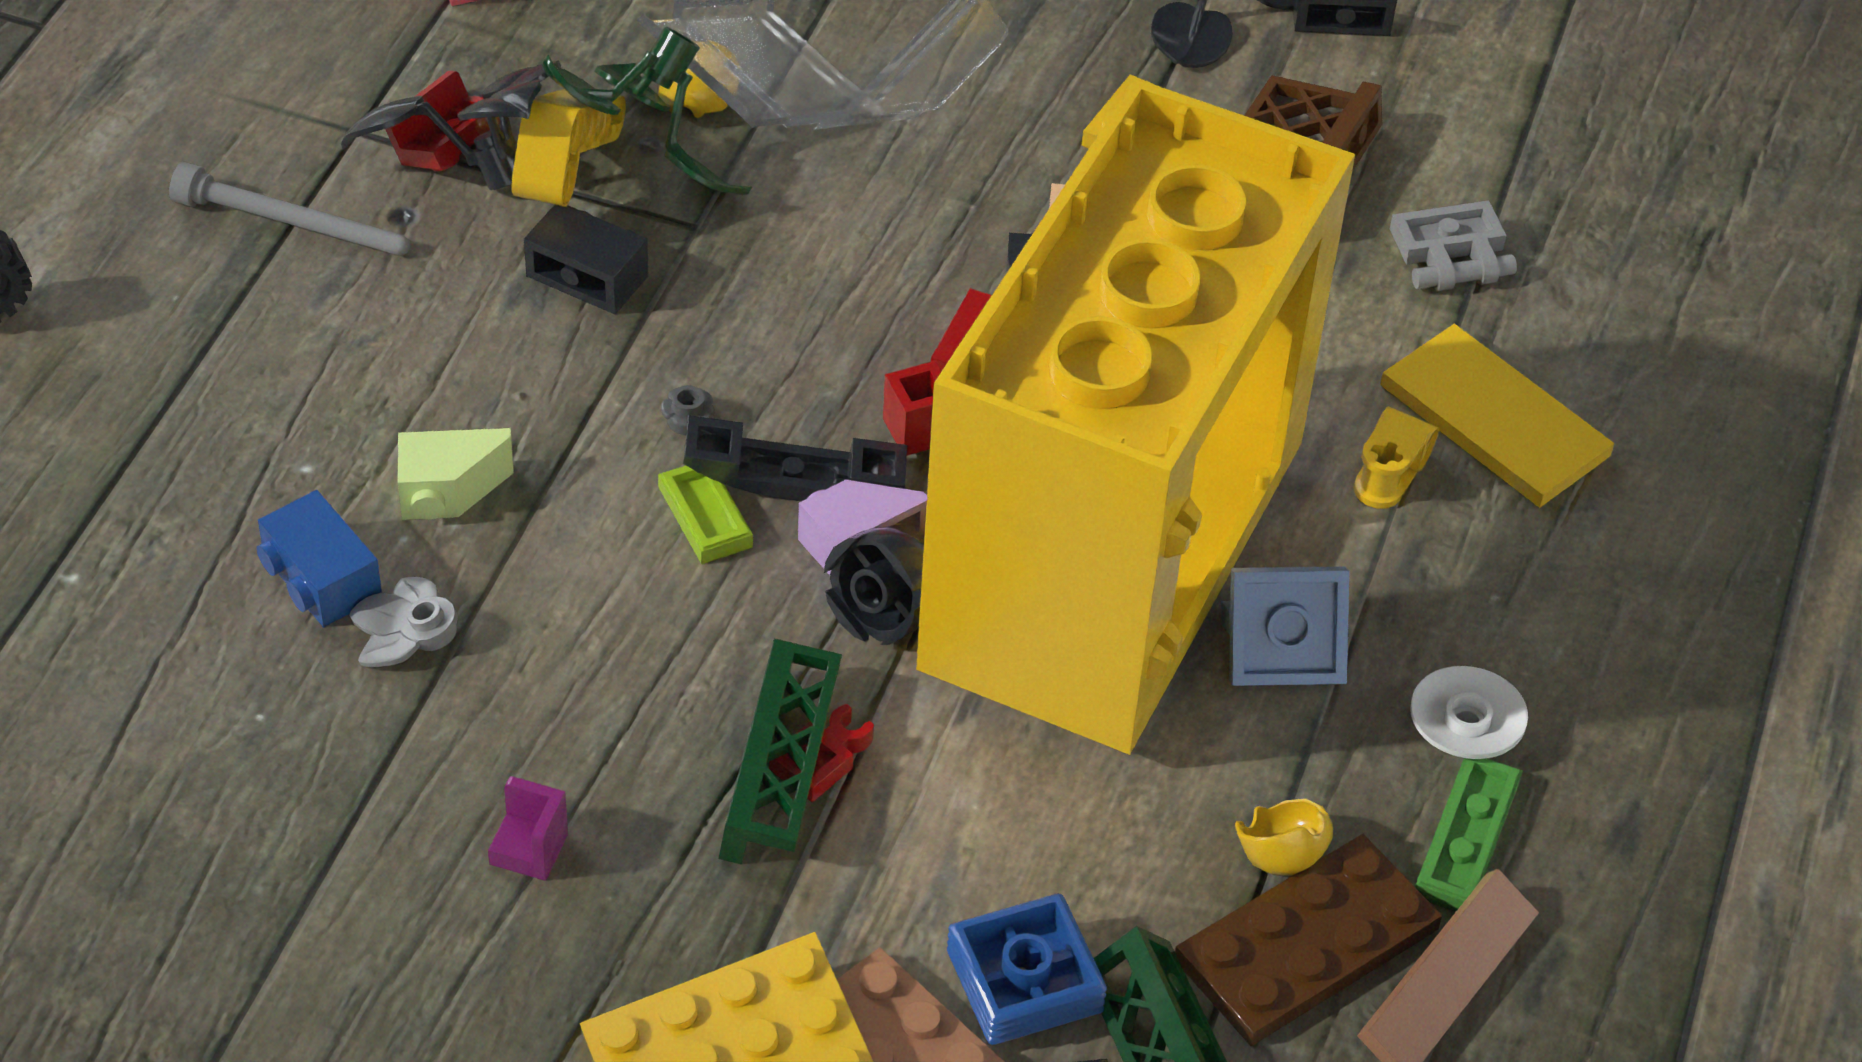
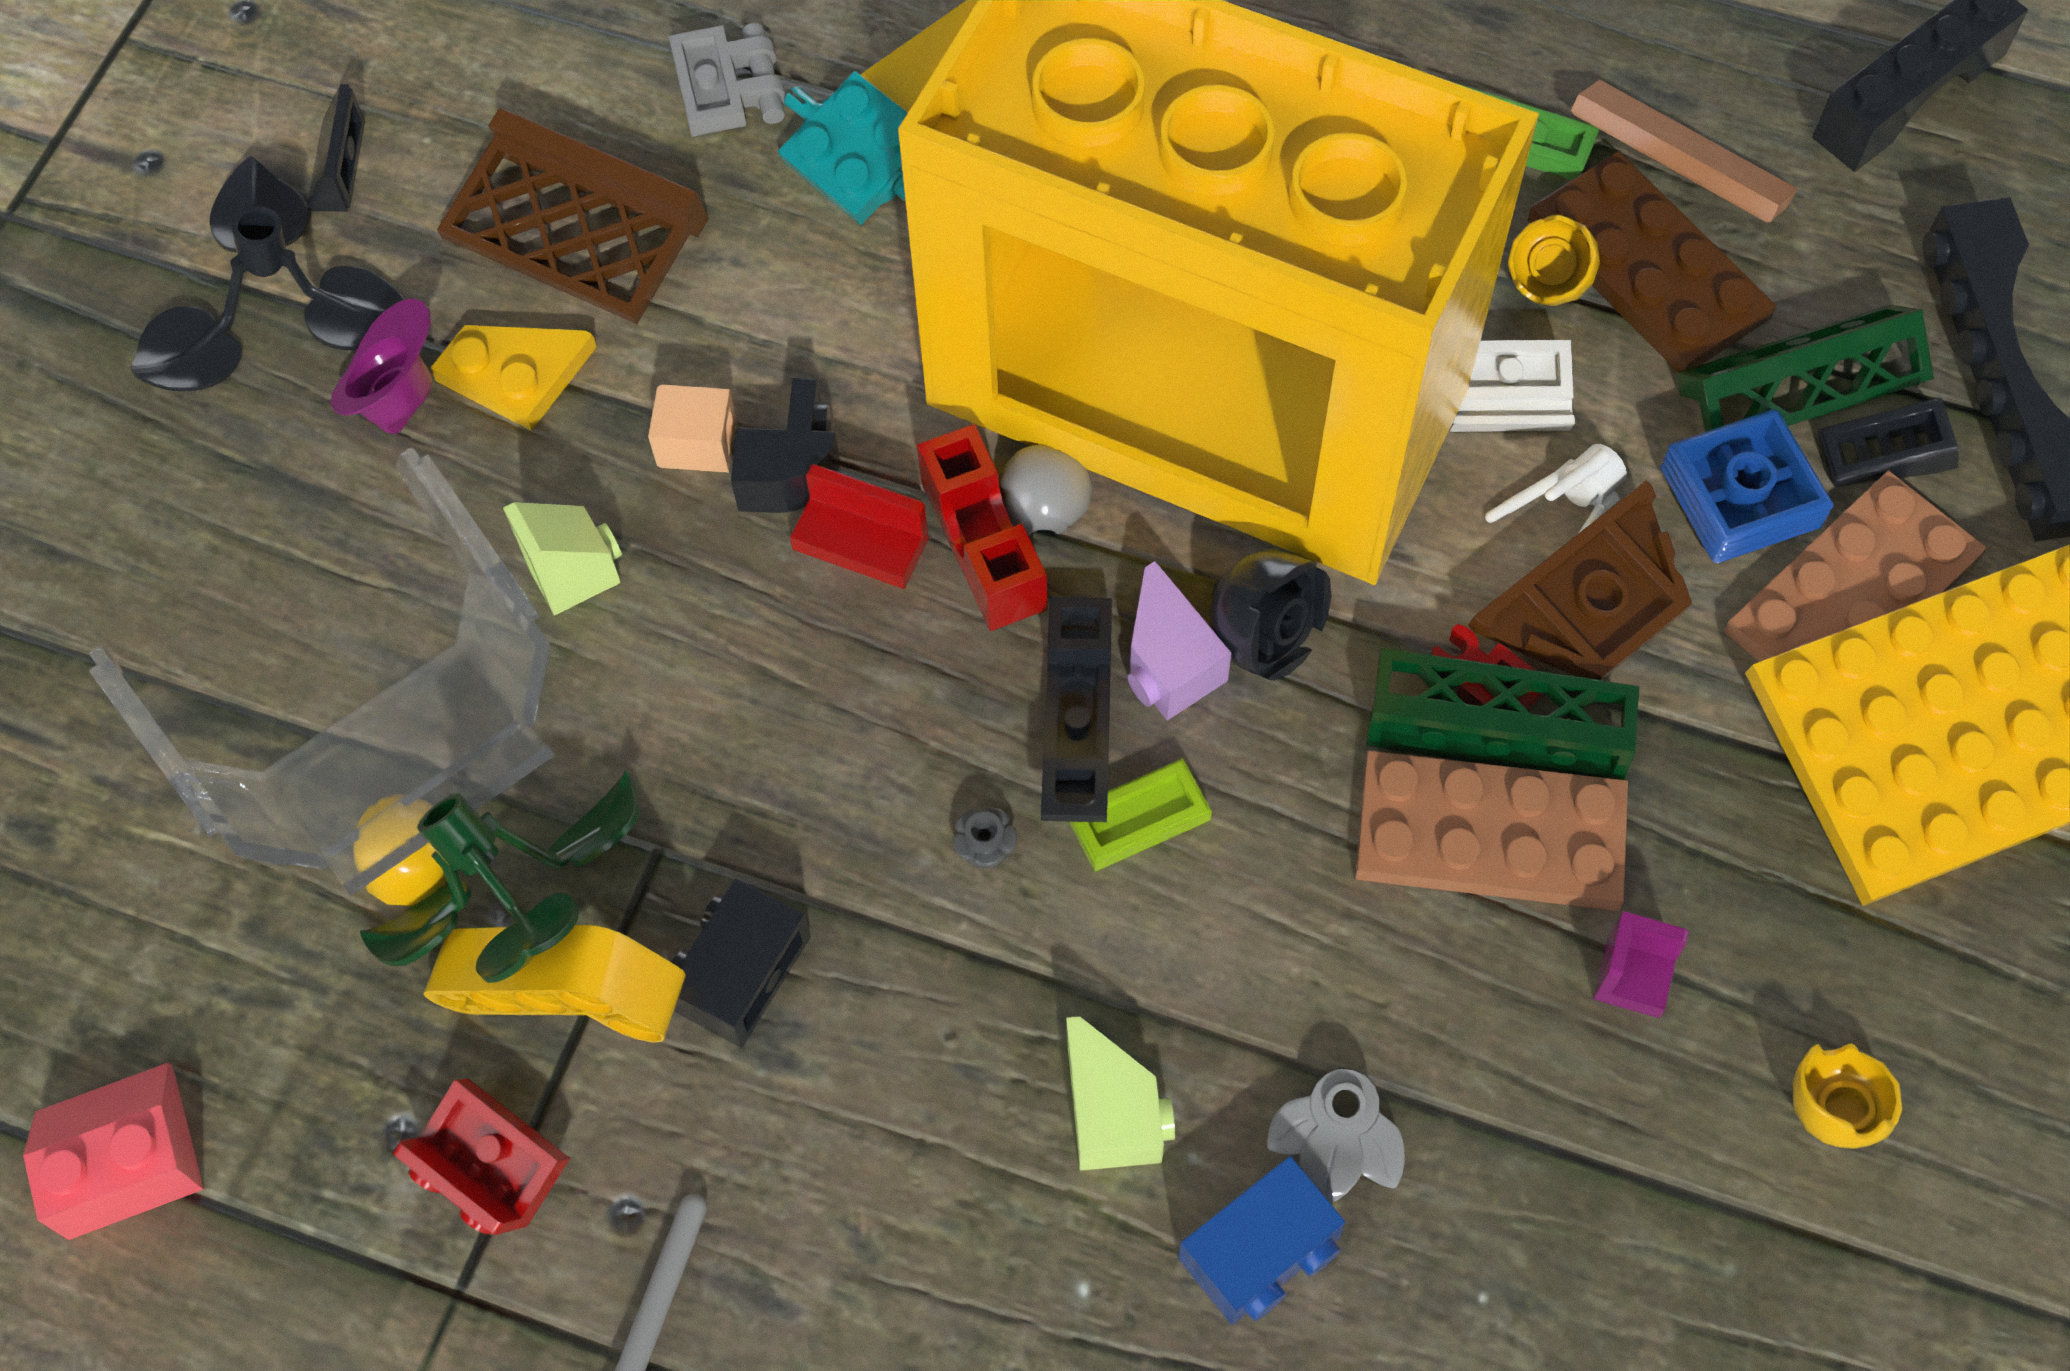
camera: 85 degrees left, 15 degrees up
(387, 961) = (1846, 1097): none -> yellow hair
(494, 149) = (575, 1026): black plant -> none
(674, 753) = (1493, 830): none -> nougat plate
(909, 839) = (1594, 595): none -> reddish brown wing
(944, 138) = (564, 551): none -> yellowish green slope
(1035, 846) = (1584, 481): none -> white plant
(1112, 49) = (387, 371): none -> magenta piece
(1144, 797) = (1519, 388): none -> white plate
(1383, 330) = (848, 146): none -> teal plate

